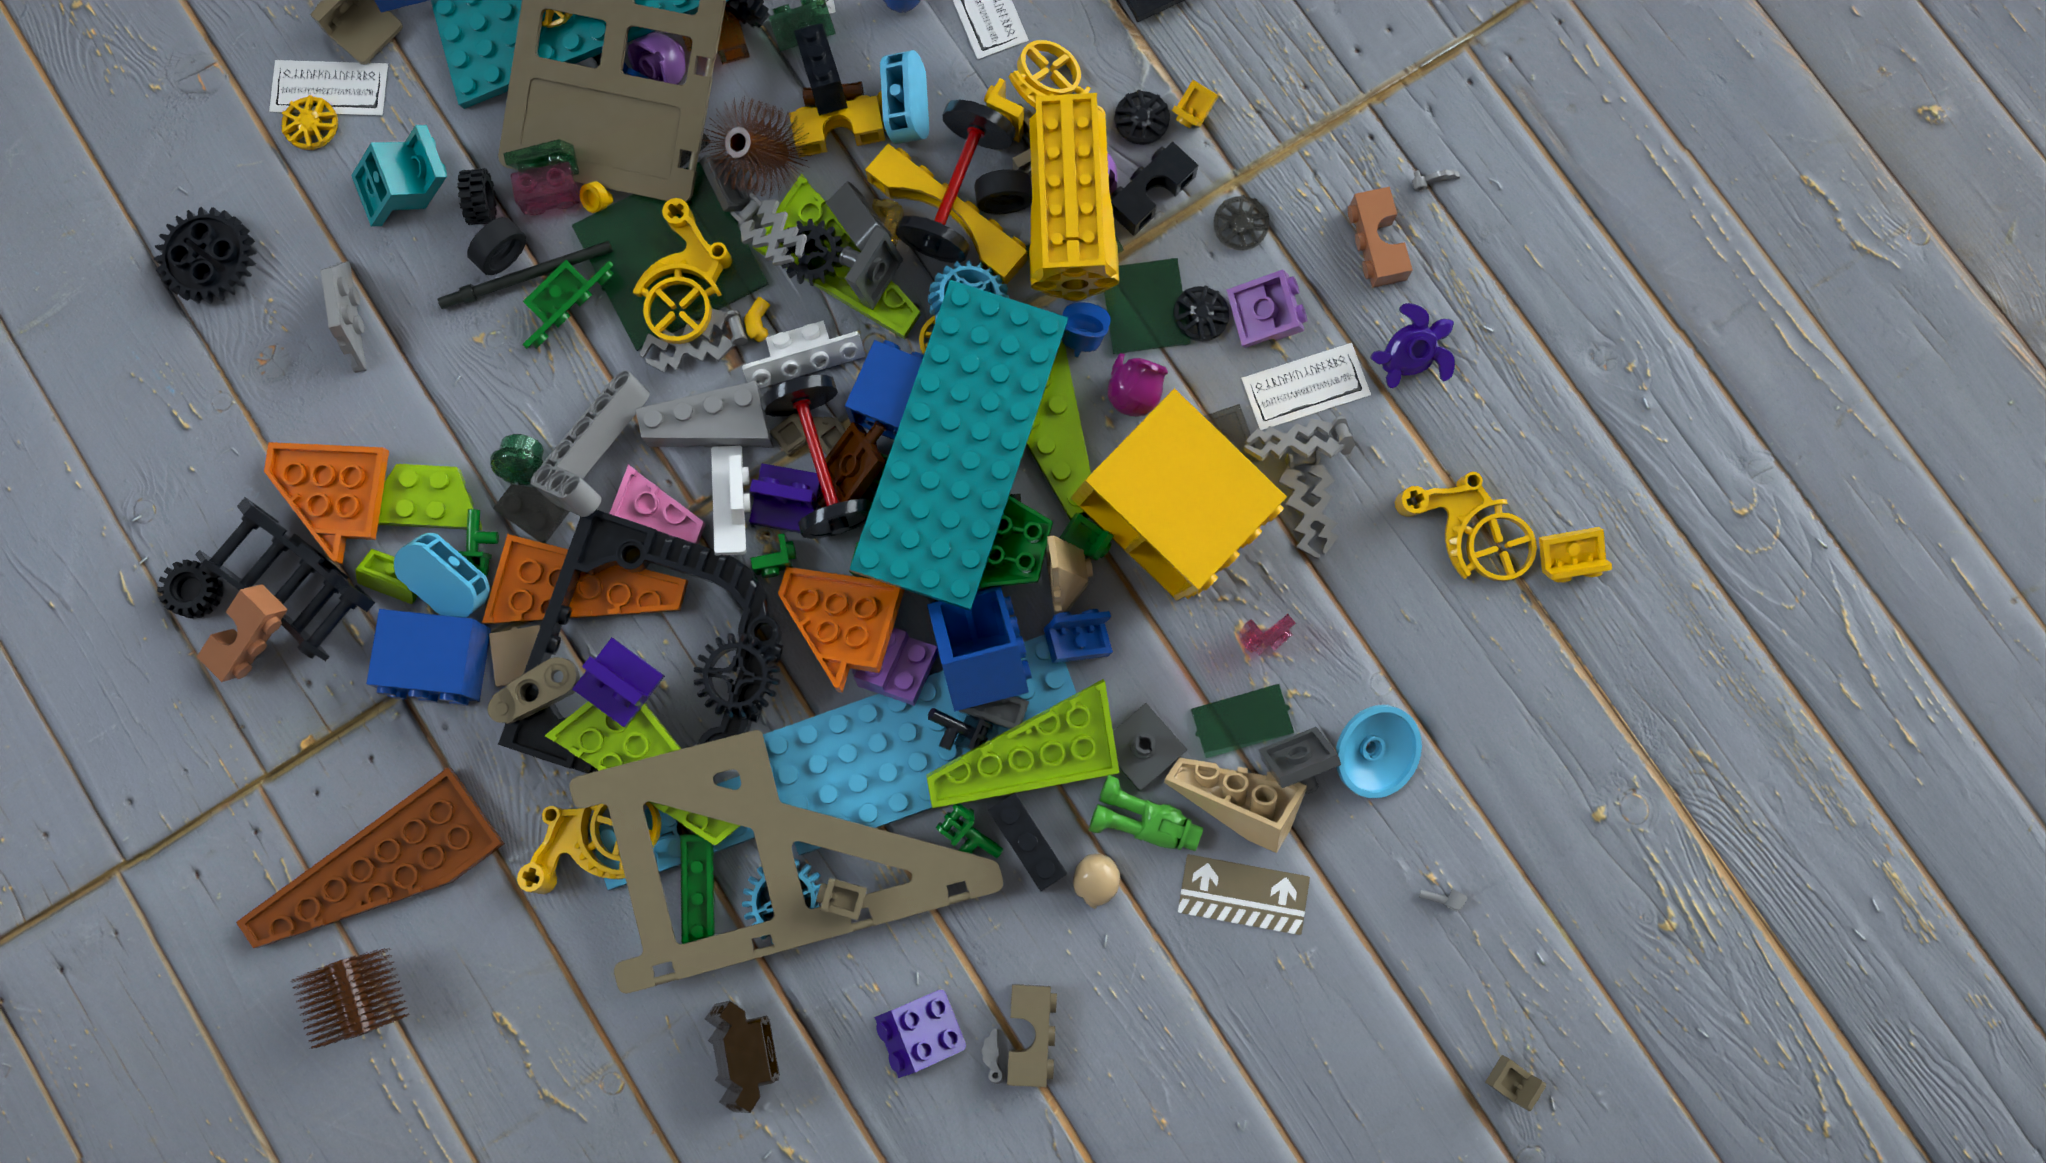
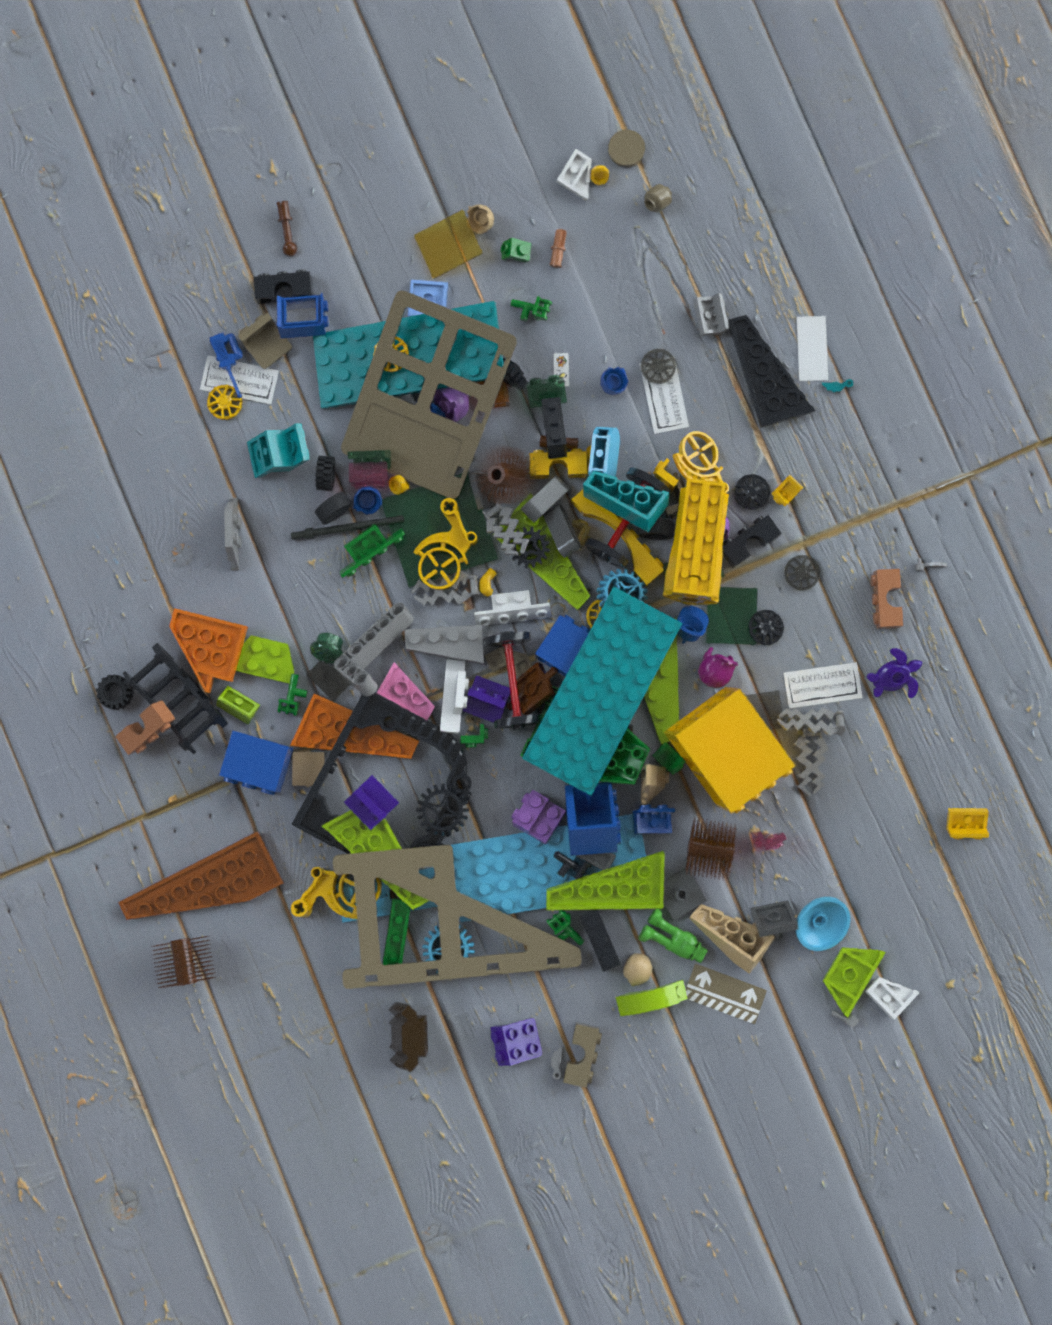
camera: 10 degrees right, 5 degrees up
(187, 276) = (137, 490): black gear -> none
(303, 60) = (227, 360): none -> blue piece
(441, 576) = (270, 714): medium azure brick -> none
(511, 702) = (304, 803): dark tan piece -> none
(550, 227) = (367, 500): none -> blue hair
(824, 177) = (545, 499): none -> beam
(841, 898) = (484, 955): dark tan bracket -> none
(842, 618) = (510, 784): orange wing -> none
(872, 267) = (565, 566): dark grey tile -> none
(948, 148) = (626, 499): none -> teal wedge
(1127, 922) = (651, 999): none -> lime arch
(1179, 663) = (713, 849): none -> reddish brown piece
(1242, 721) = (744, 888): clear green piece -> none
(1267, 308) = (807, 633): medium lavender plate -> none
(1439, 827) = (850, 975): none -> lime wing
(1461, 505) = (904, 780): yellow piece -> none
(1509, 850) = (890, 996): none -> white wing
(1515, 1083) = (866, 1136): dark tan bracket -> none

